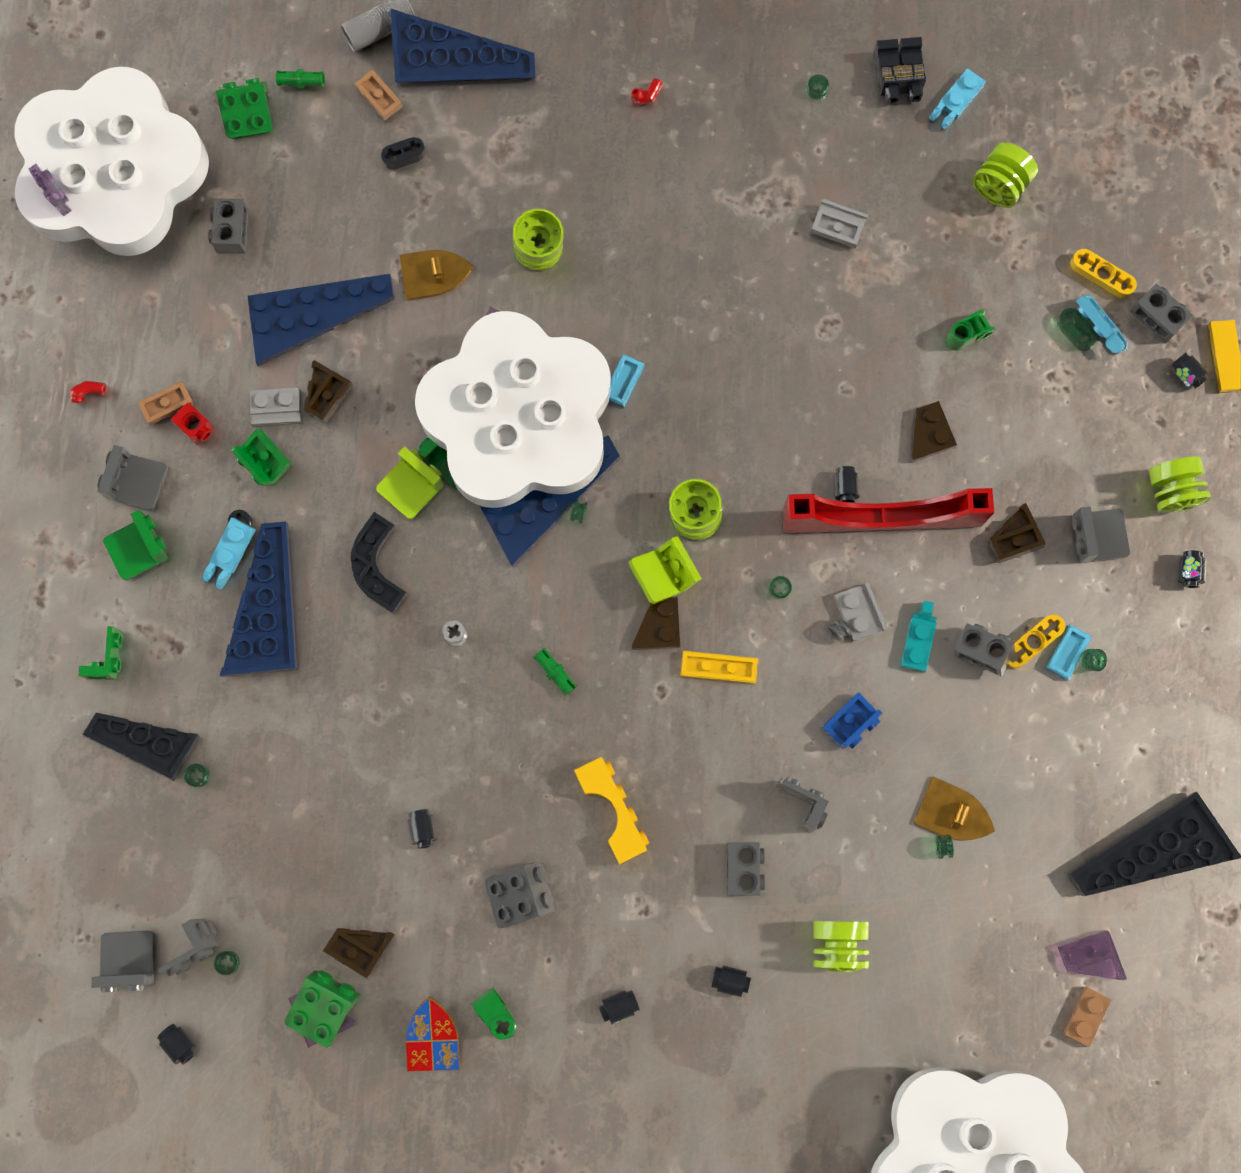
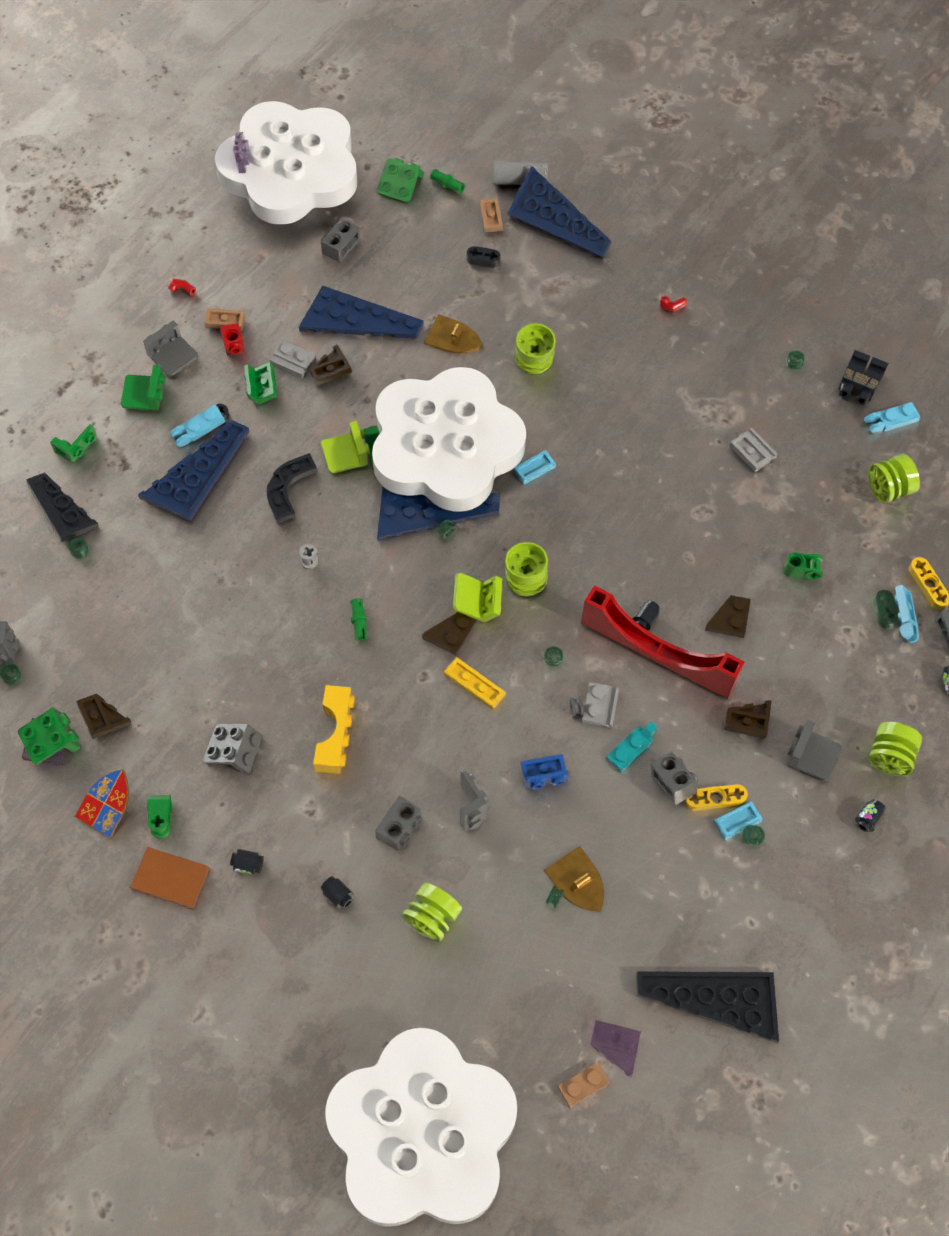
camera: 30 degrees right, 15 degrees down
(422, 828) = (198, 665): black brick -> none
(551, 1072) = (170, 877): none -> dark orange tile

